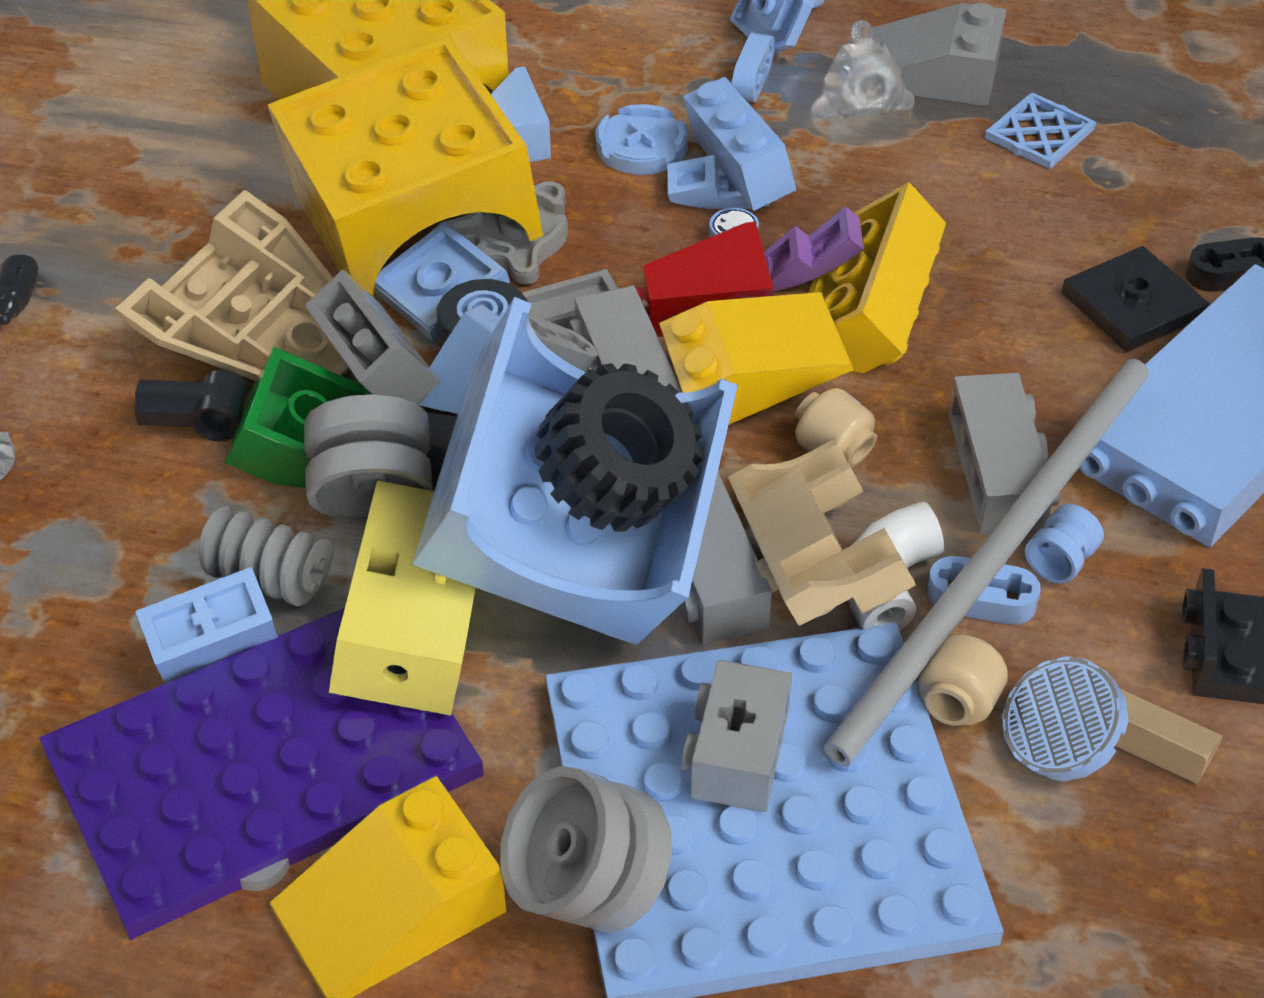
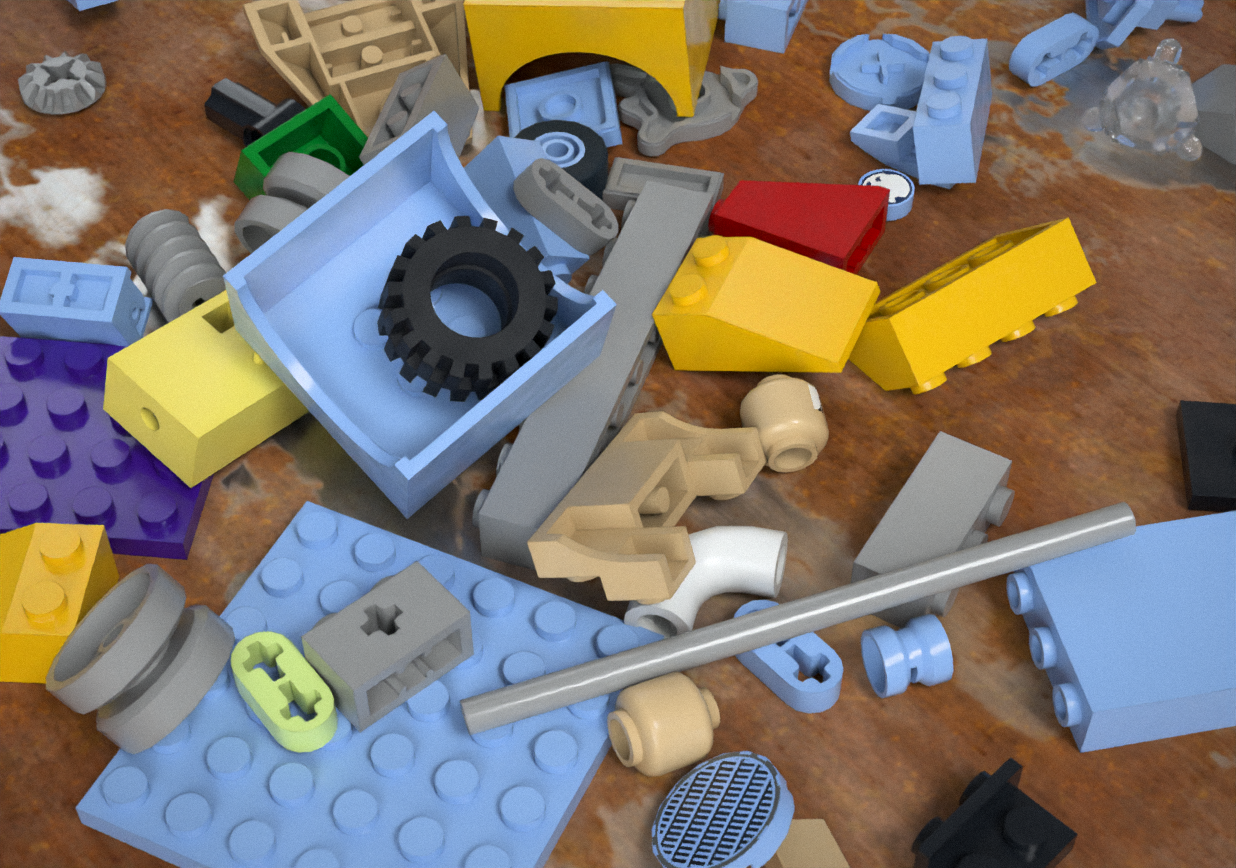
camera: 35 degrees right, 0 degrees up
(696, 808) = (272, 699): none -> yellowish green beam
(803, 257) = (926, 249): medium lavender slope -> none

